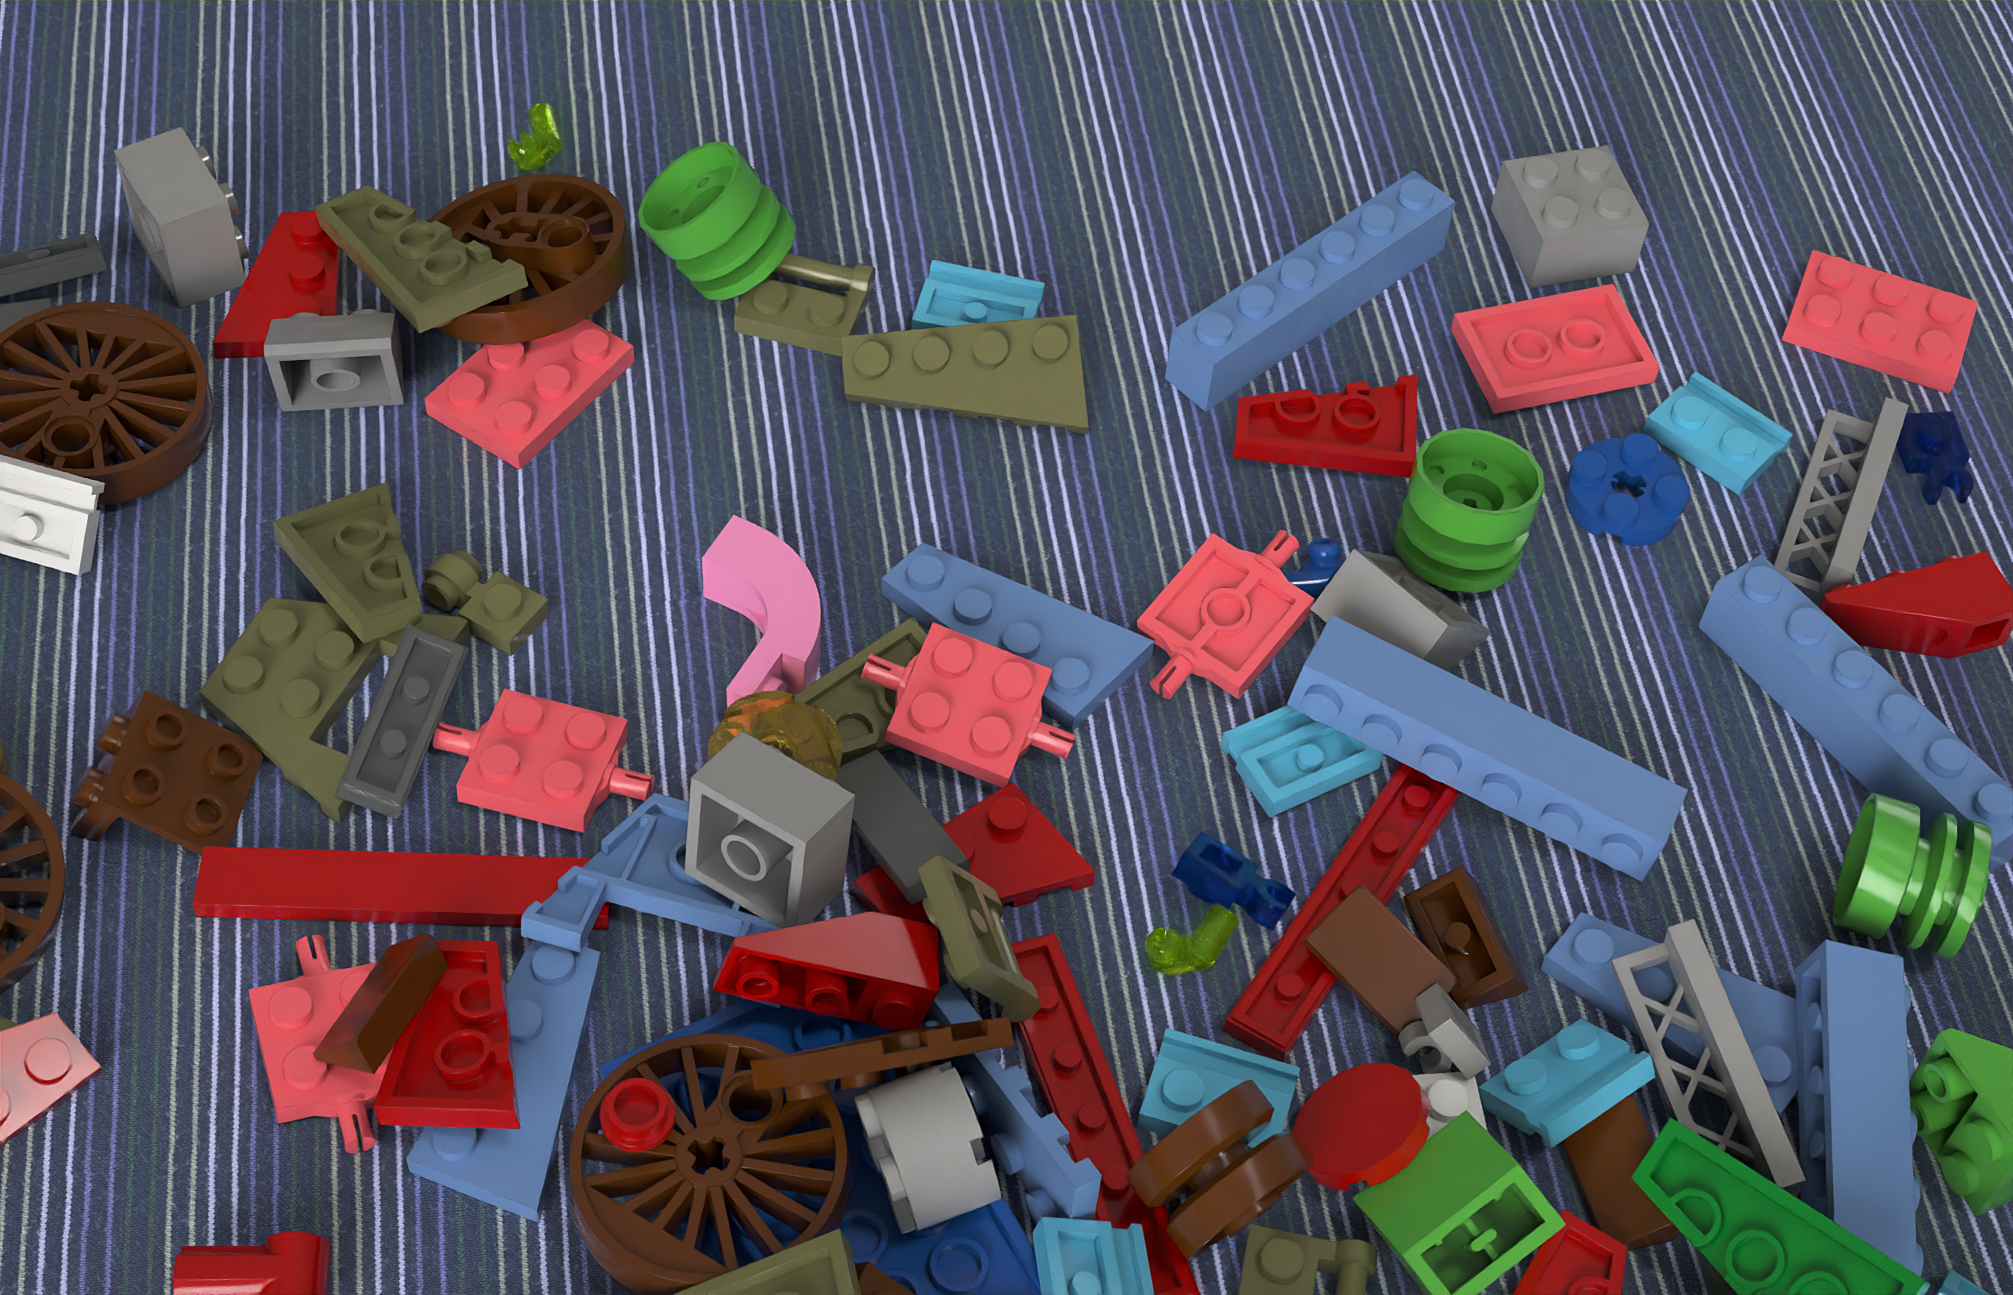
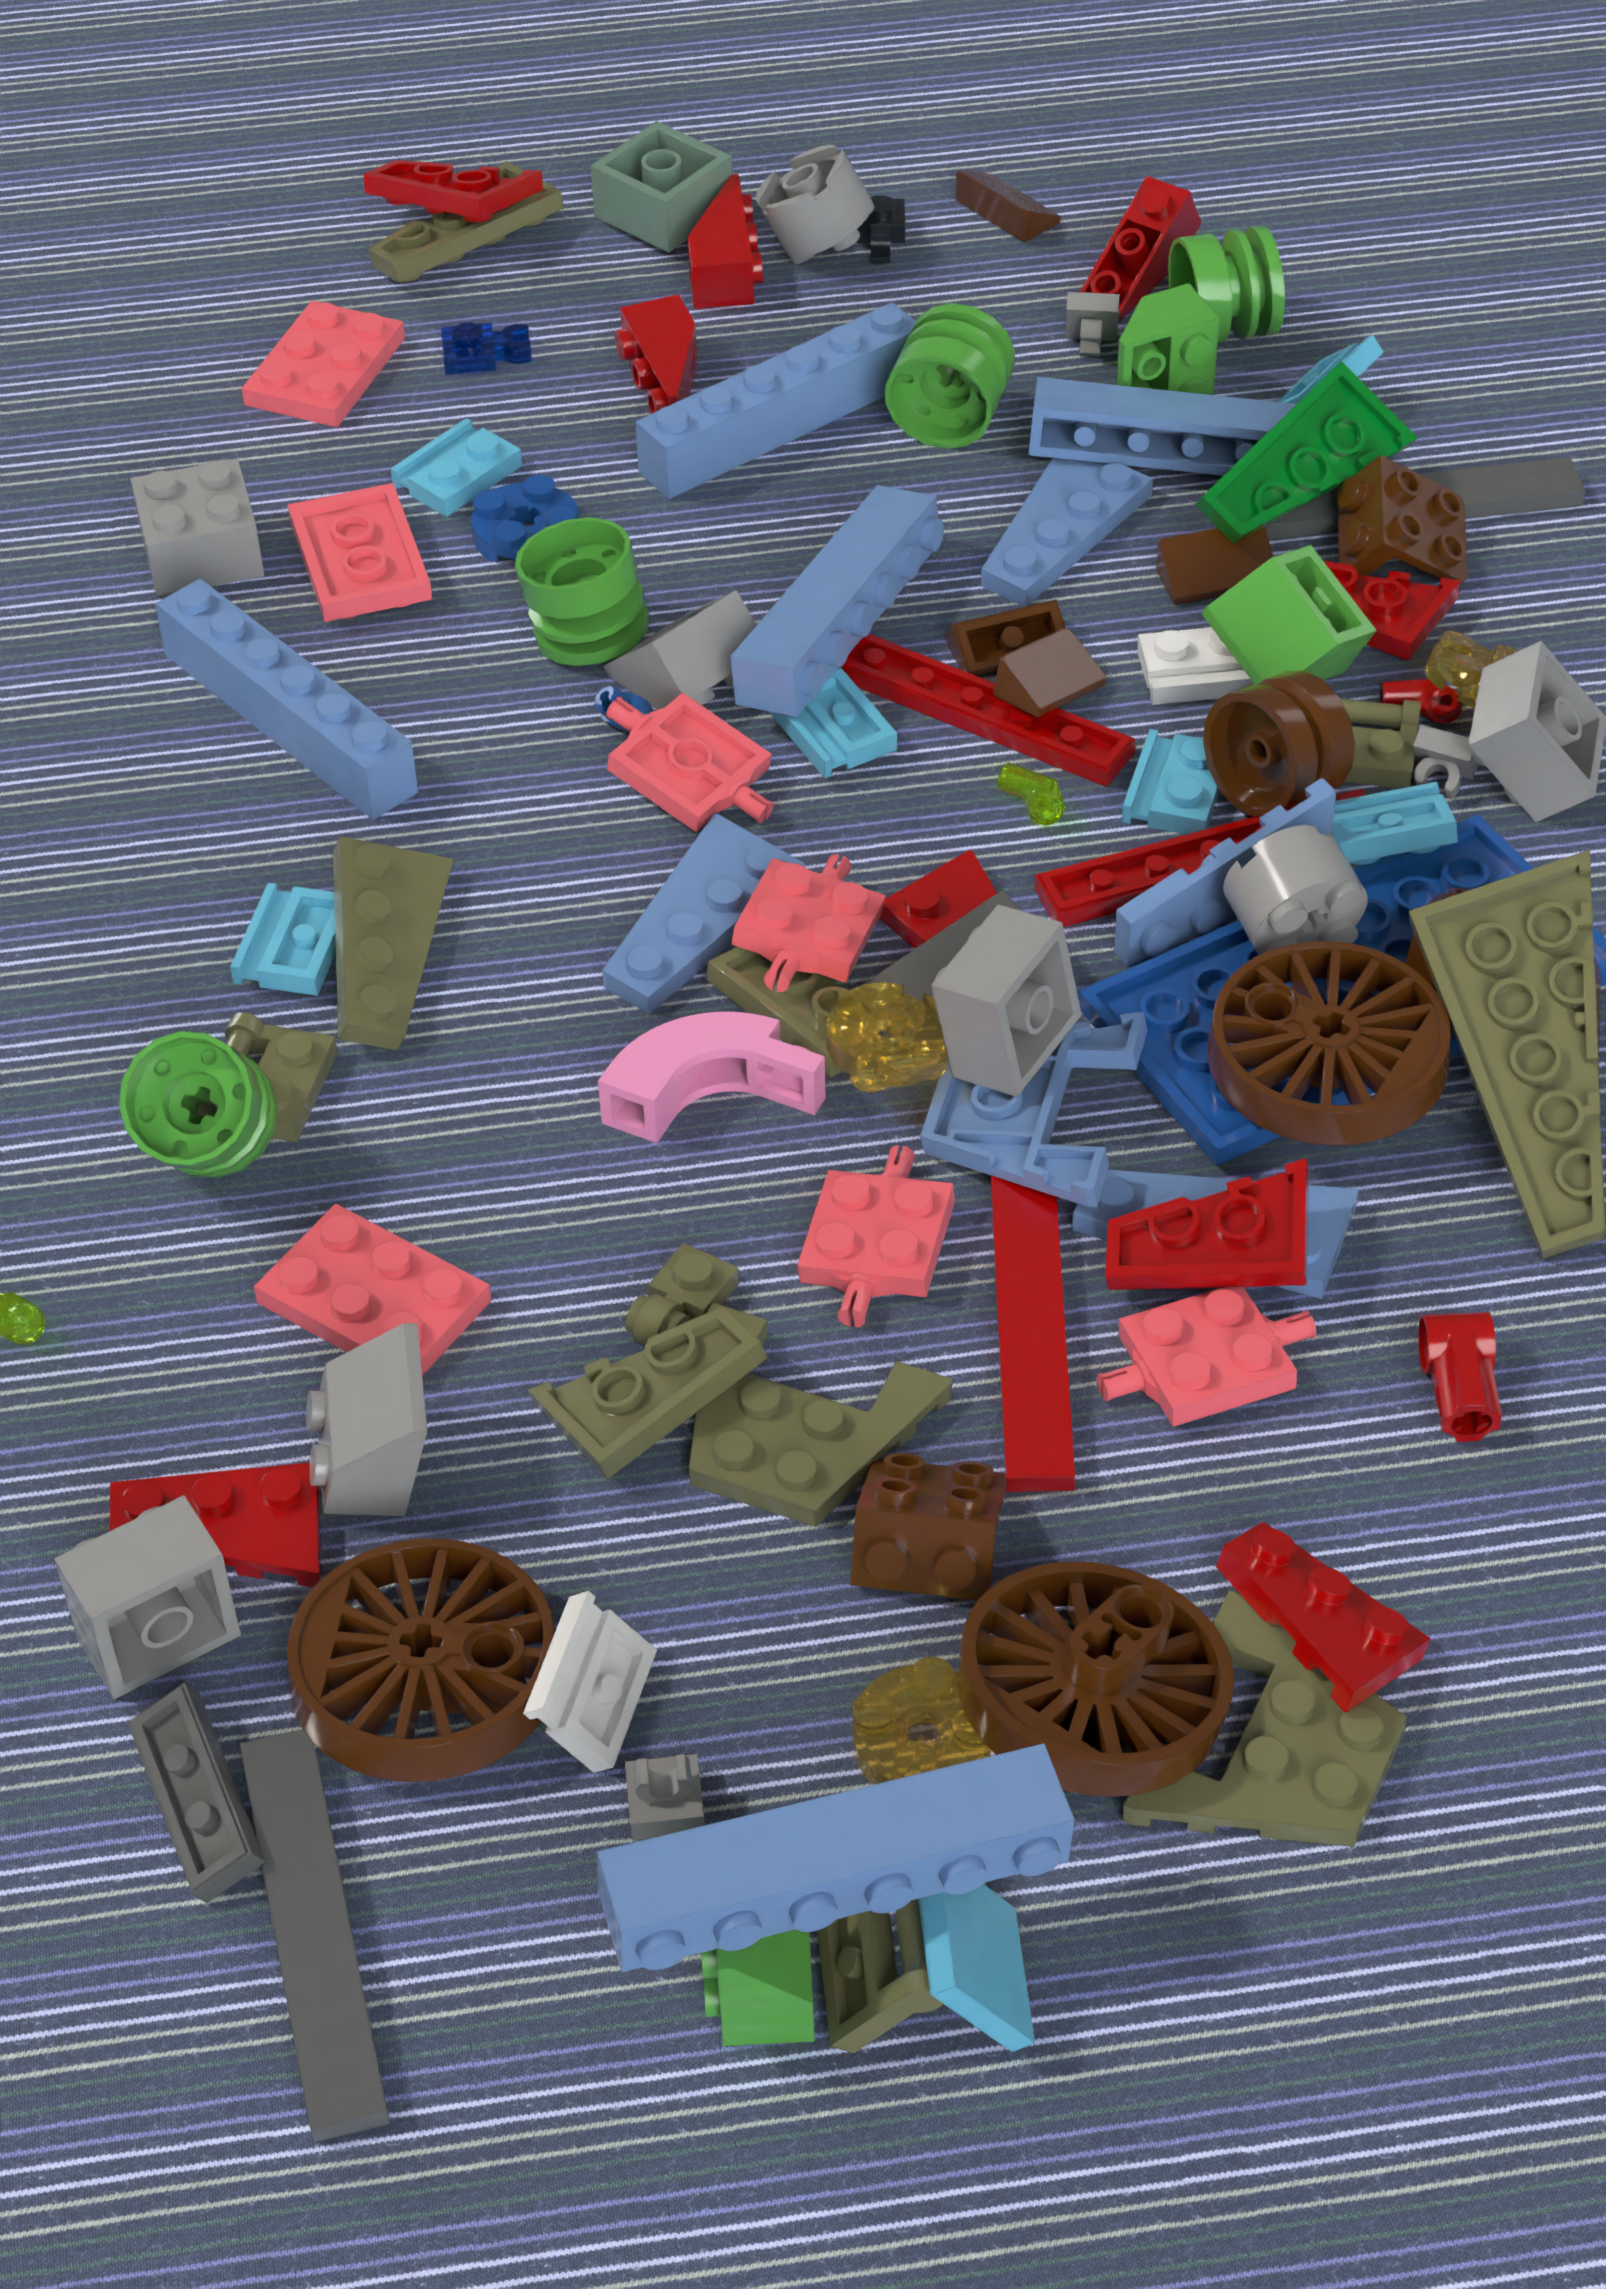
camera: 85 degrees left, 5 degrees down
(384, 1005) = (1194, 1282): reddish brown slope -> none
(402, 722) = (849, 1331): dark grey tile -> none
(416, 261) = (262, 1343): olive wing -> none
(563, 234) = (217, 1286): reddish brown piece -> none
(637, 1115) = (1312, 1056): red plate -> none
(842, 967) = (1125, 962): red slope -> none
(863, 1060) = (1229, 908): reddish brown wing -> none
(975, 938) = (1082, 884): olive plate -> none
(1227, 877) = (970, 770): clear blue plate -> none
(1339, 431) = (455, 692): red wing -> none
(1363, 1125) = (1201, 670): red tile -> none
(1446, 1030) = (1116, 640): light grey tile -> none
(1566, 1082) = (1146, 579): medium azure plate -> none
(1724, 1047) = (1125, 485): light grey fence -> none
(1859, 502) = (549, 389): light grey fence -> none

